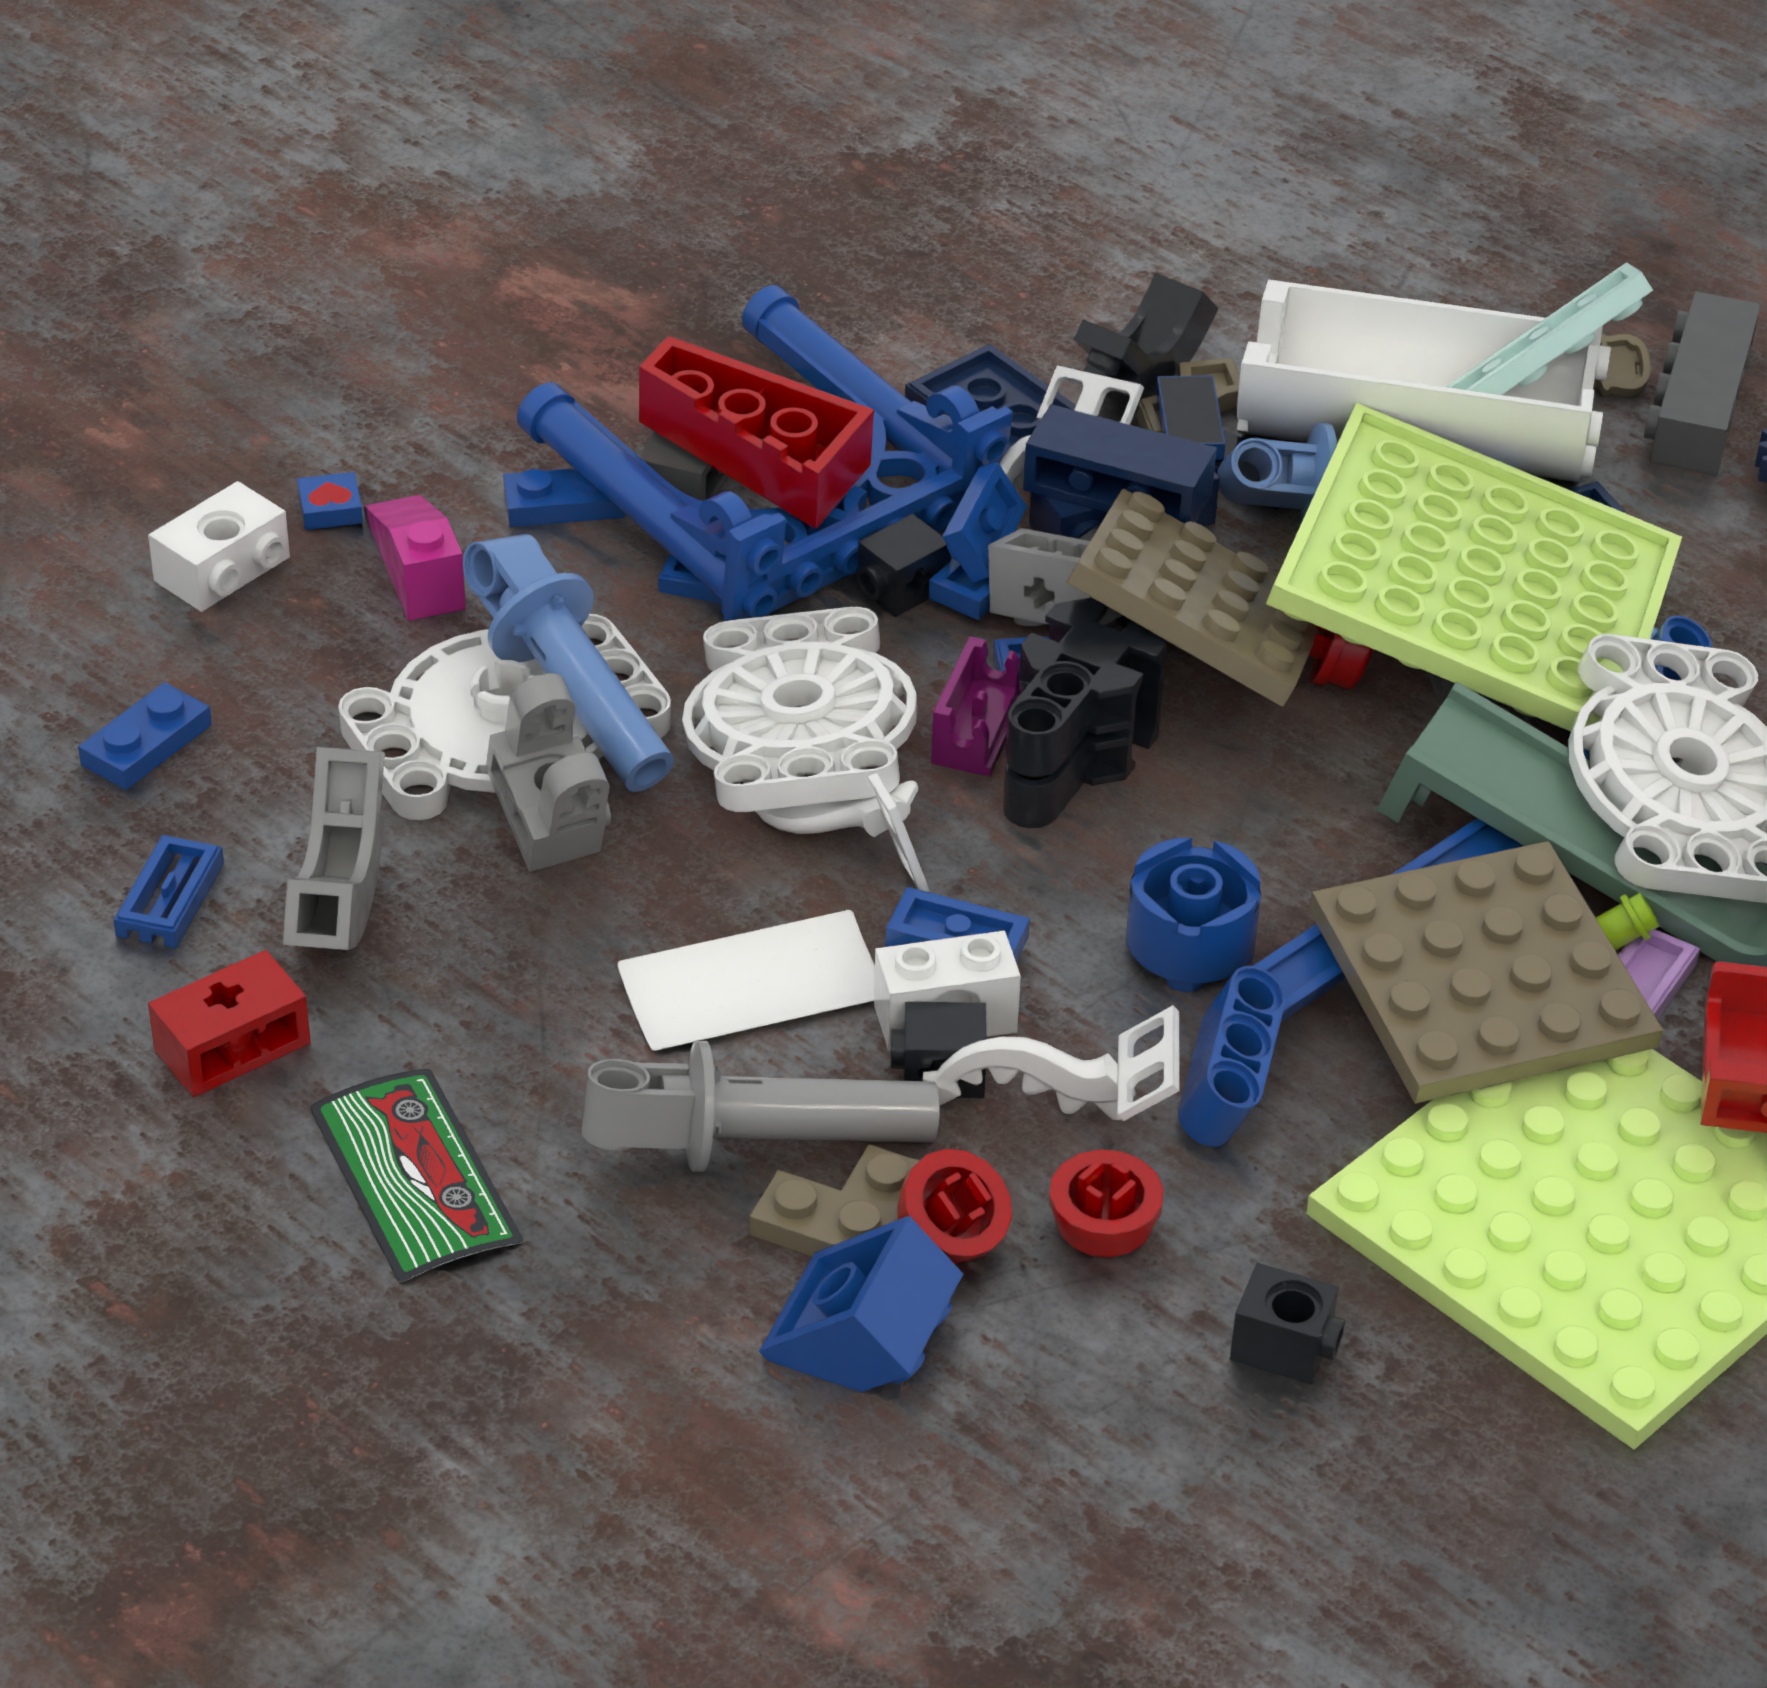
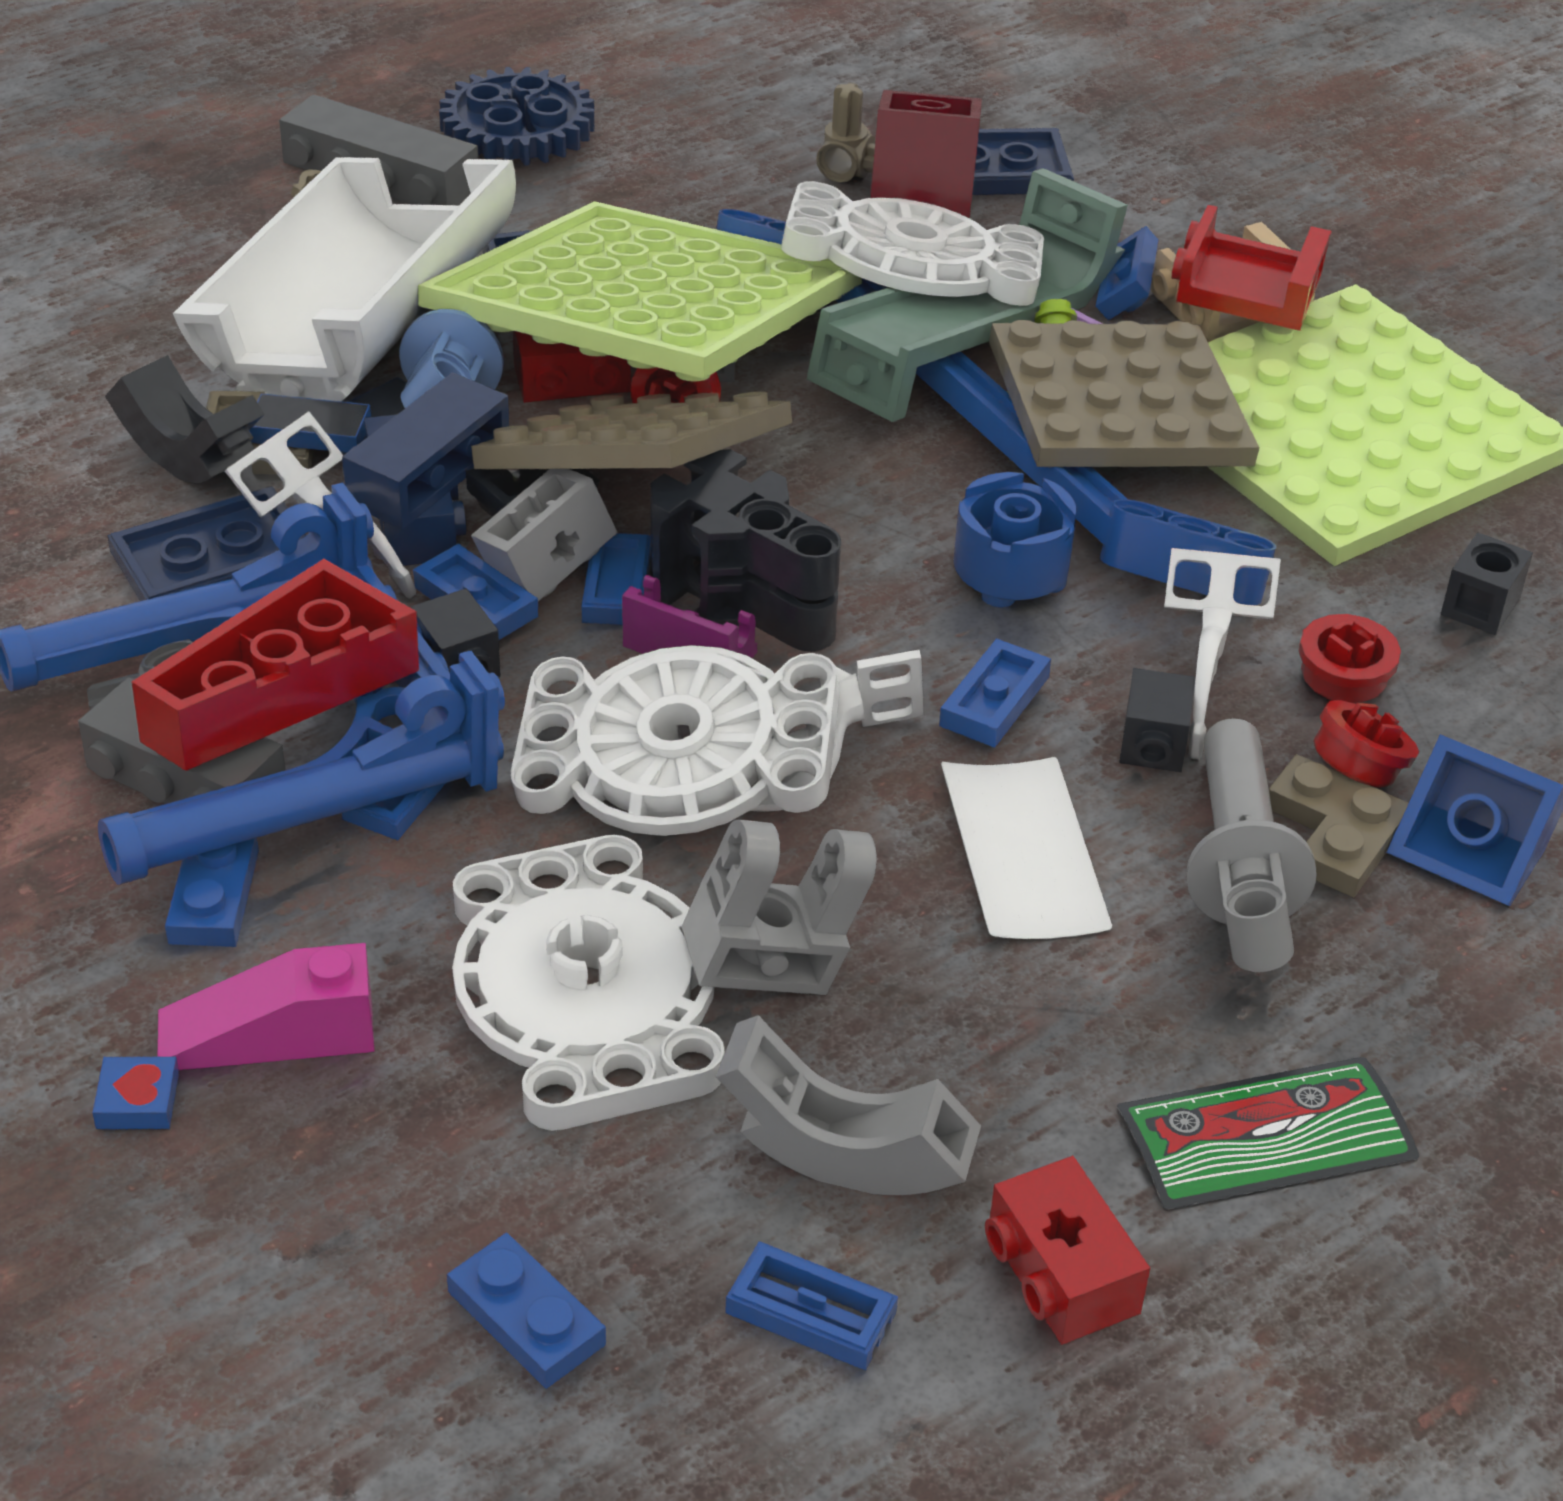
camera: 80 degrees left, 0 degrees up
(219, 546) = (209, 1194): white brick -> none
(542, 619) = (525, 879): medium blue piece -> none
(949, 970) = (1087, 703): white brick -> none
(985, 514) = (468, 567): blue plate -> none
(1562, 331) = (351, 187): light aqua plate -> none

